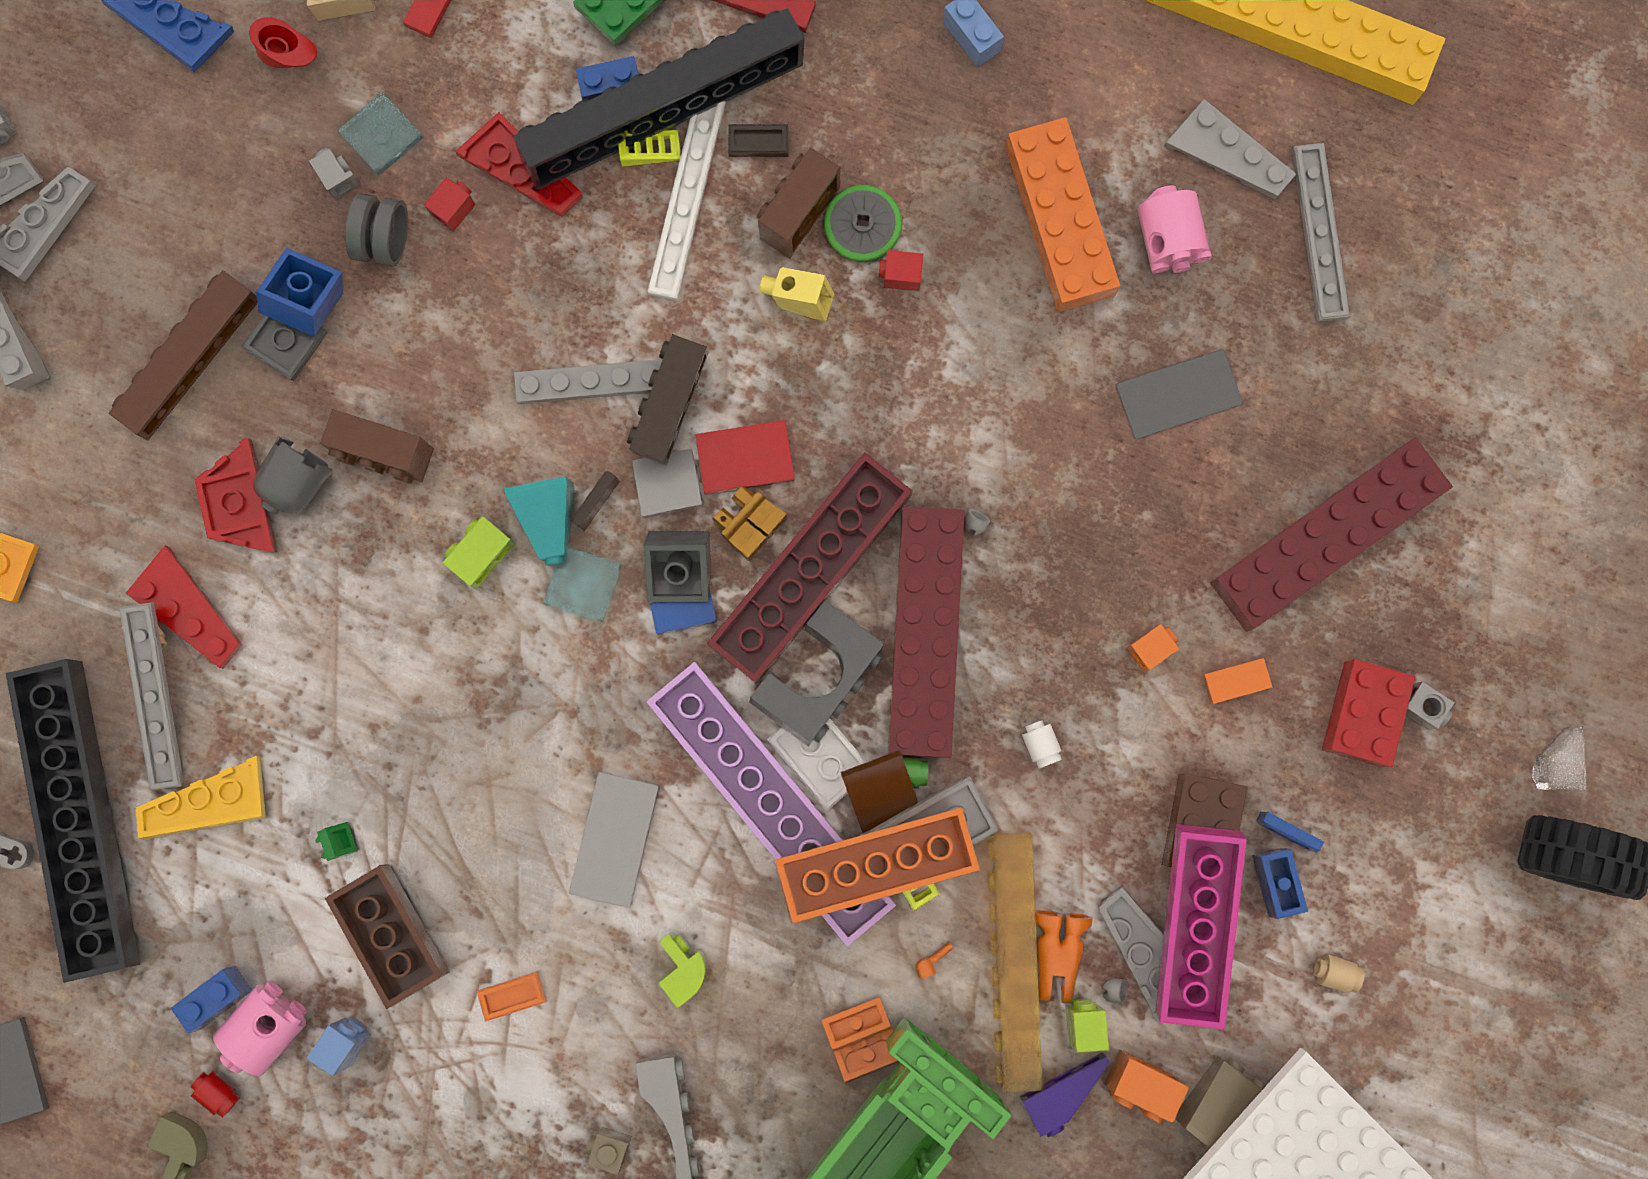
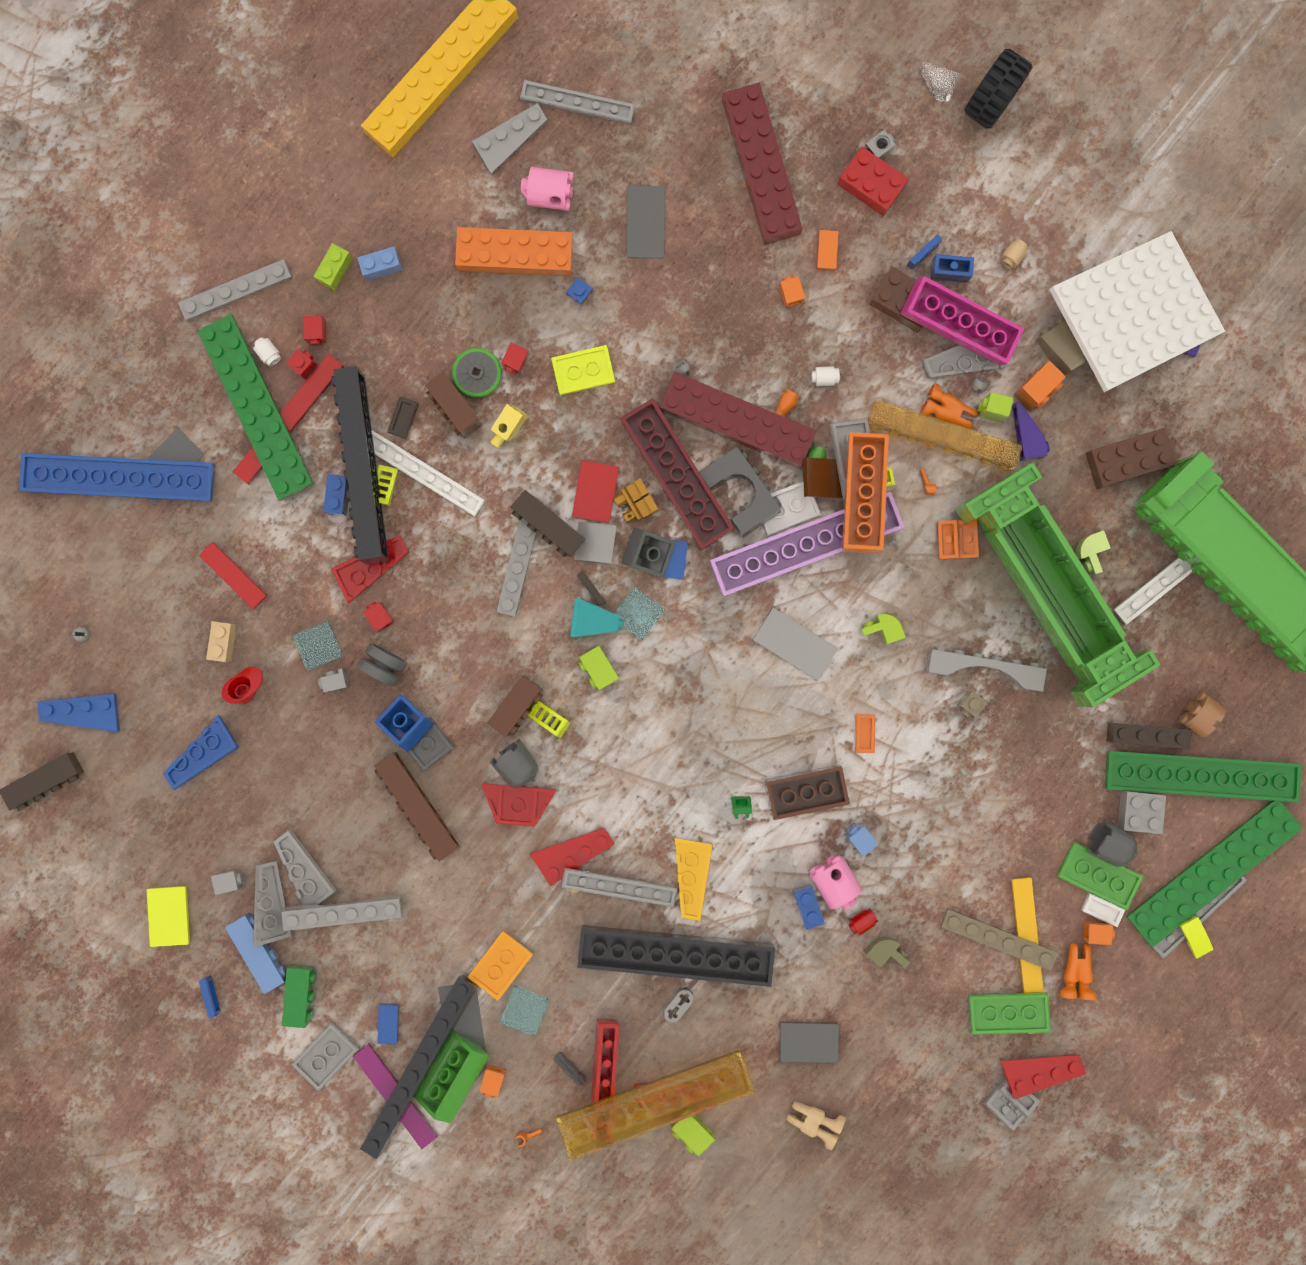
camera: 70 degrees left, 5 degrees up
(371, 529) = (562, 727): none -> neon yellow slope
(922, 377) = (583, 370): none -> neon yellow tile
(980, 698) = (786, 403): none -> orange cone
(1039, 331) = (579, 291): none -> blue plate

